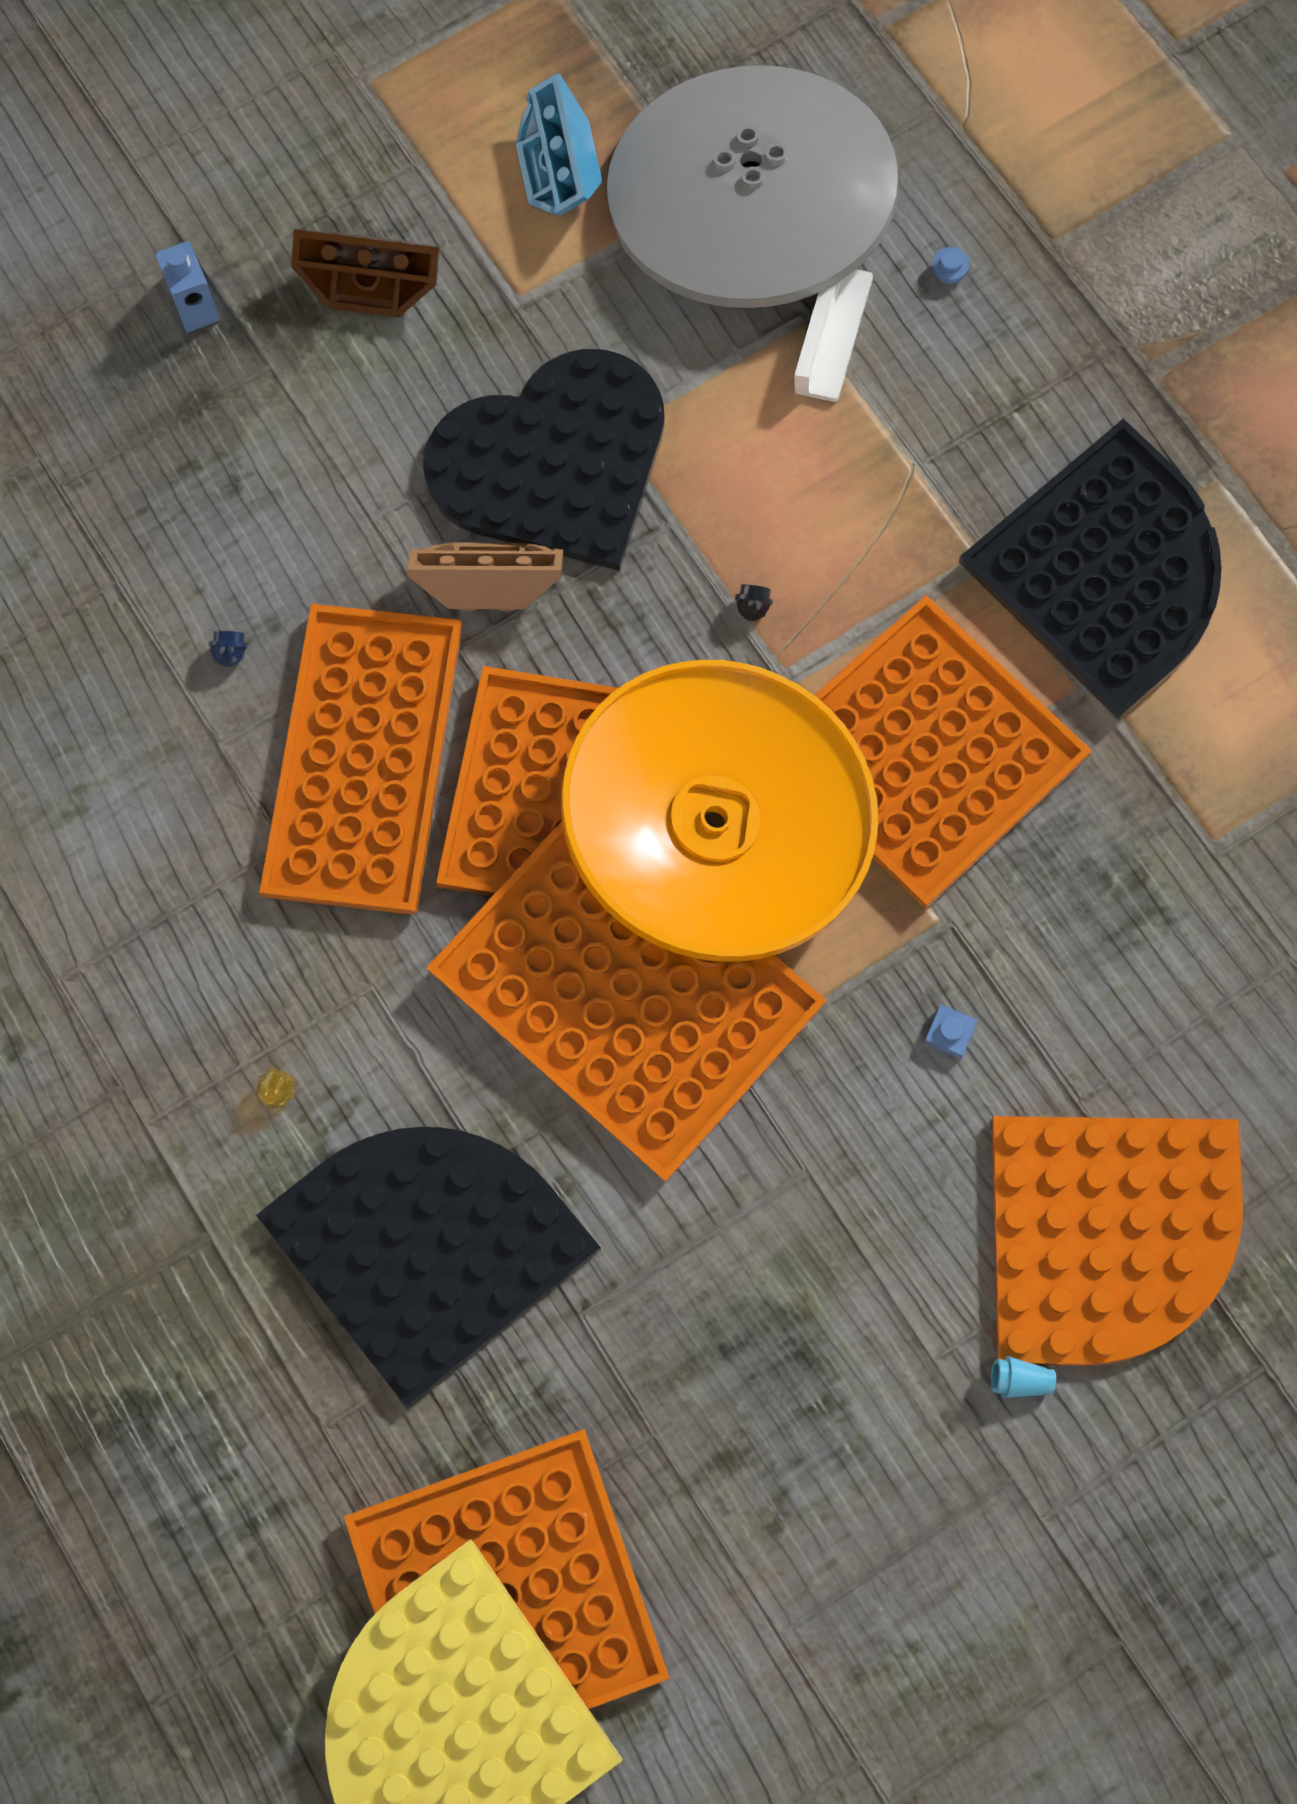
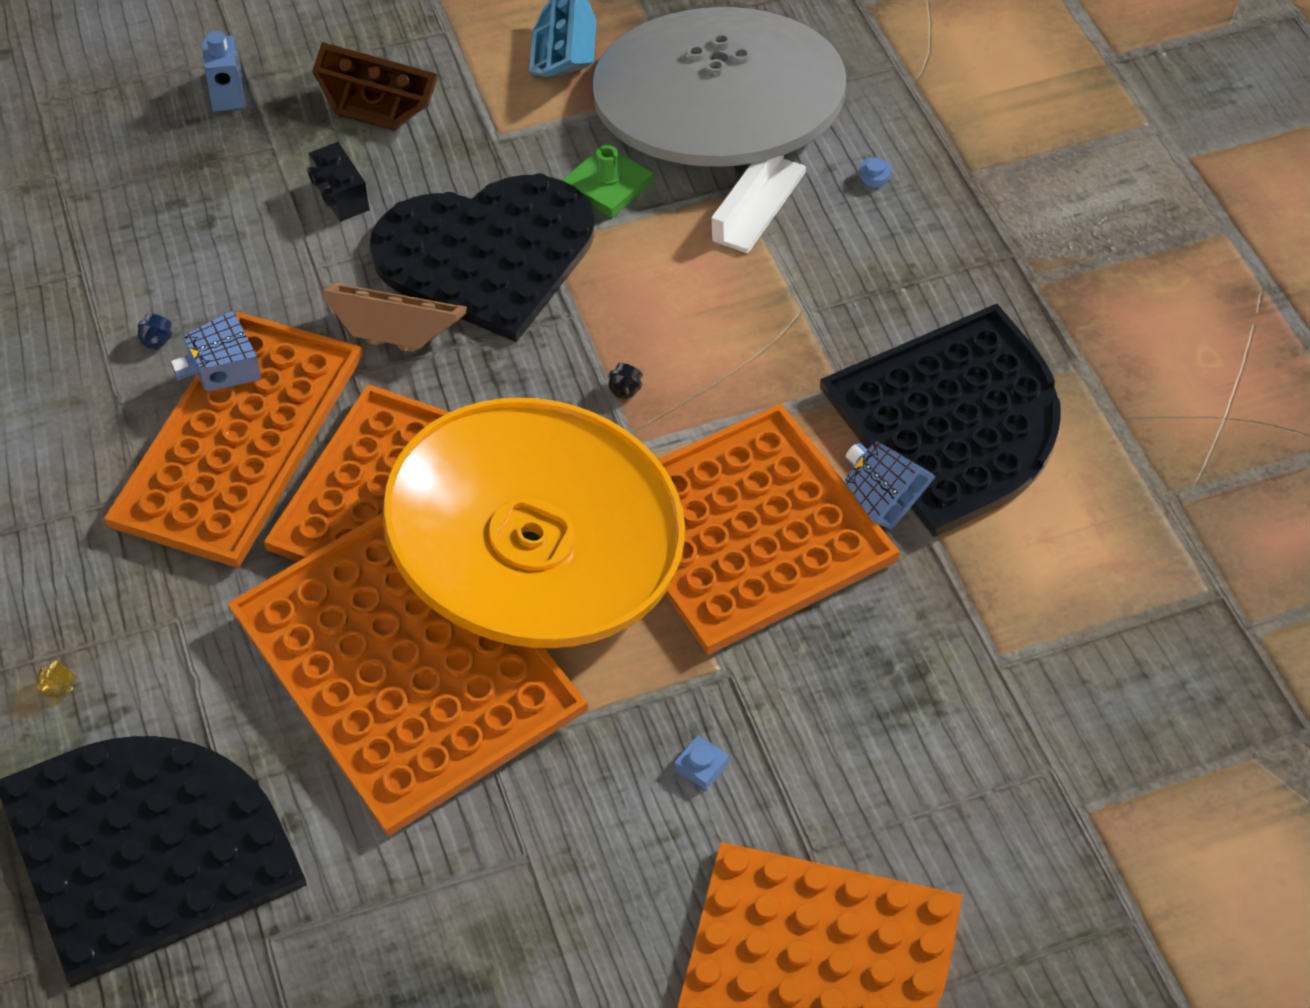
camera: 10 degrees right, 20 degrees down
(315, 670) = (218, 355): none -> medium blue torso
(366, 407) = (338, 181): none -> black brick
(662, 337) = (610, 180): none -> bright green tile
(1059, 672) = (885, 482): none -> medium blue torso

